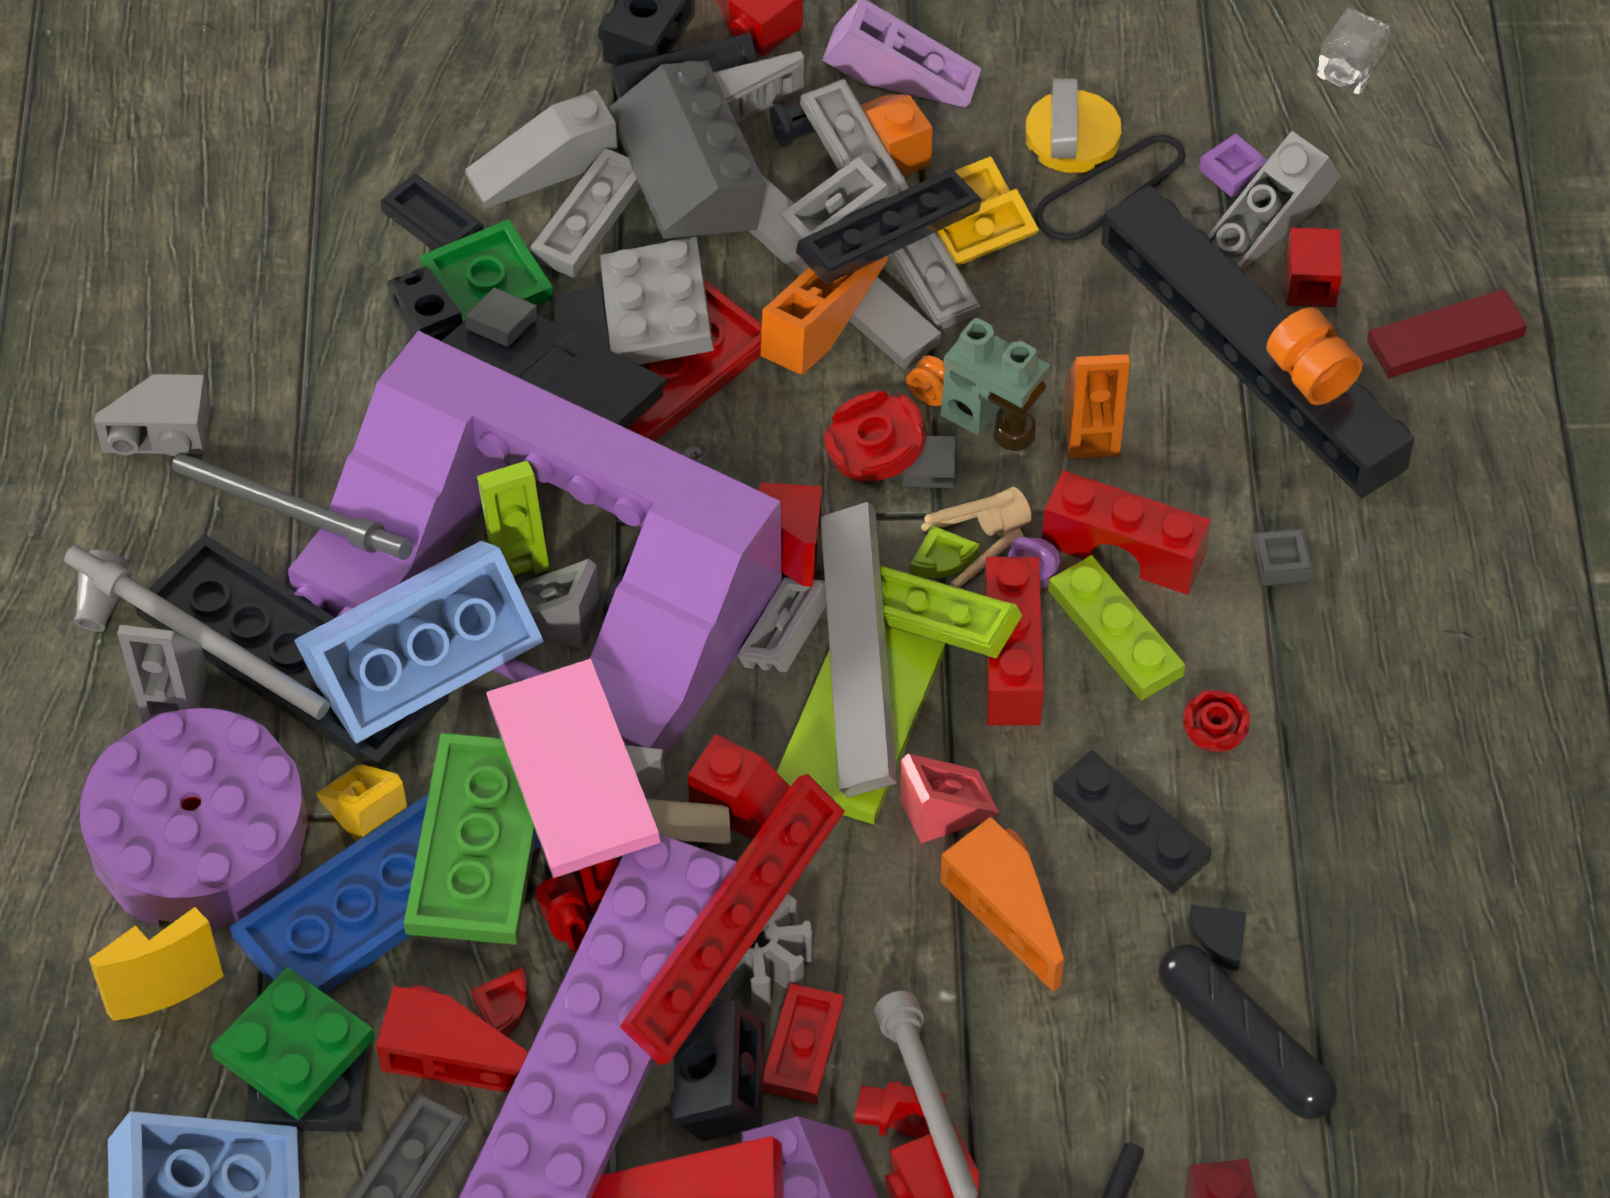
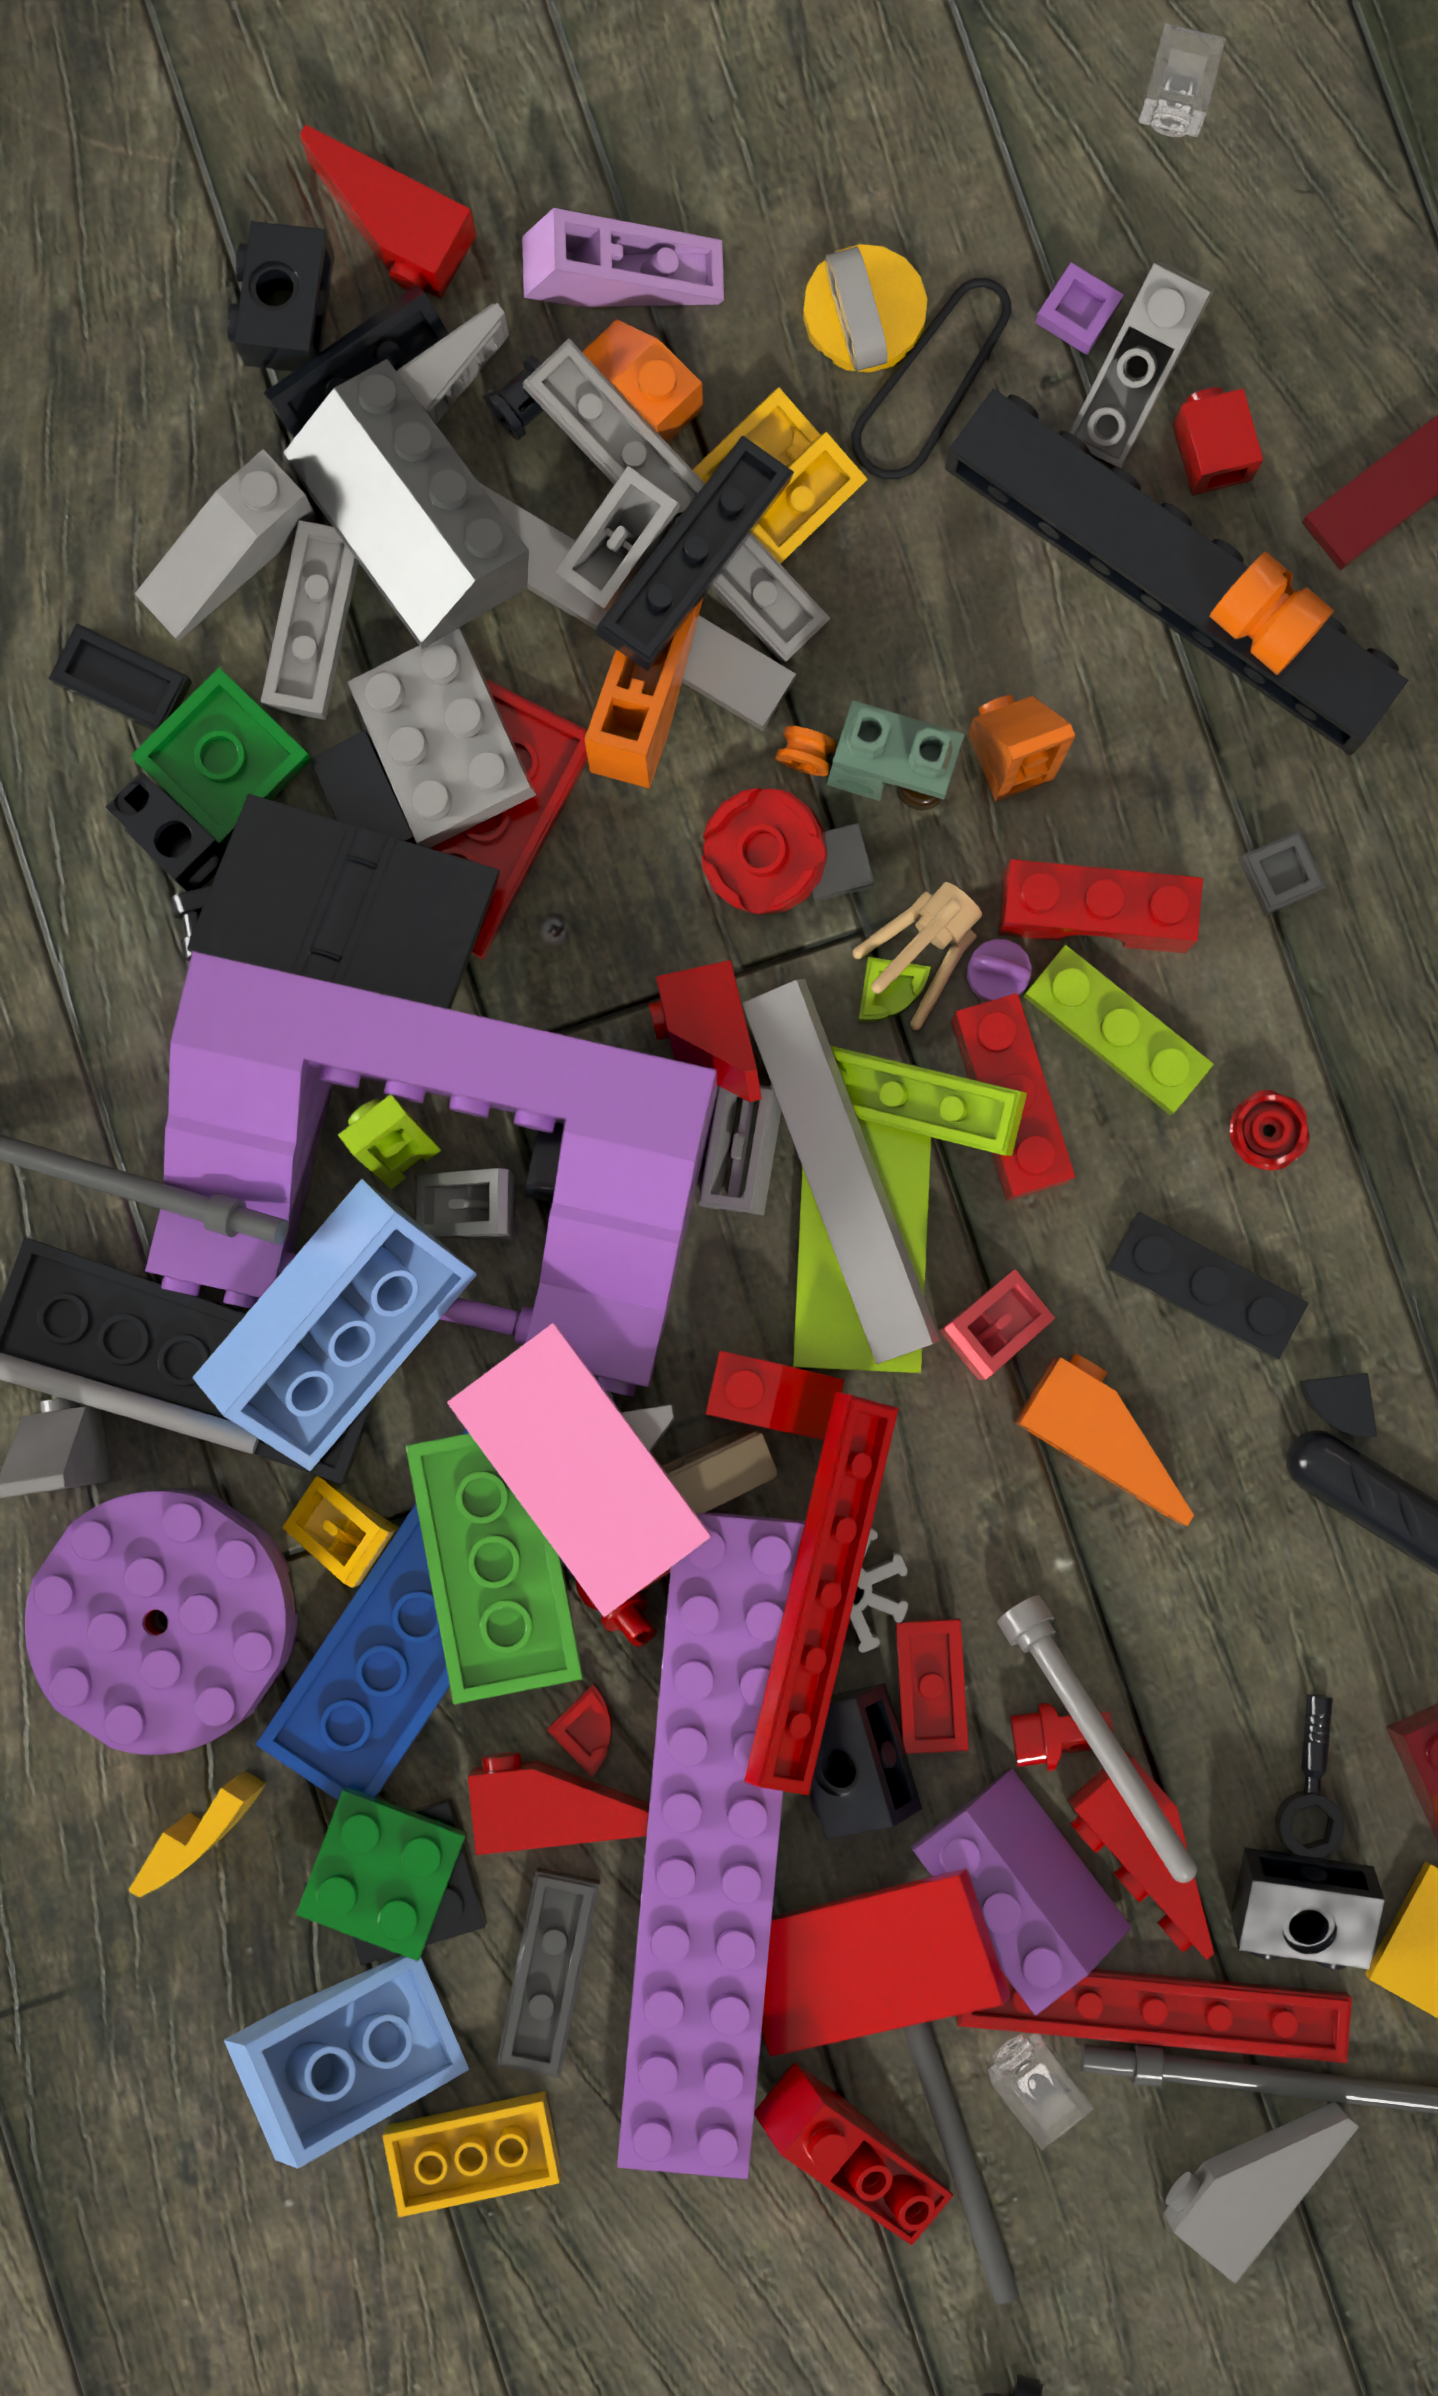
camera: 10 degrees left, 30 degrees up
(501, 317) = (268, 840): dark grey tile -> none

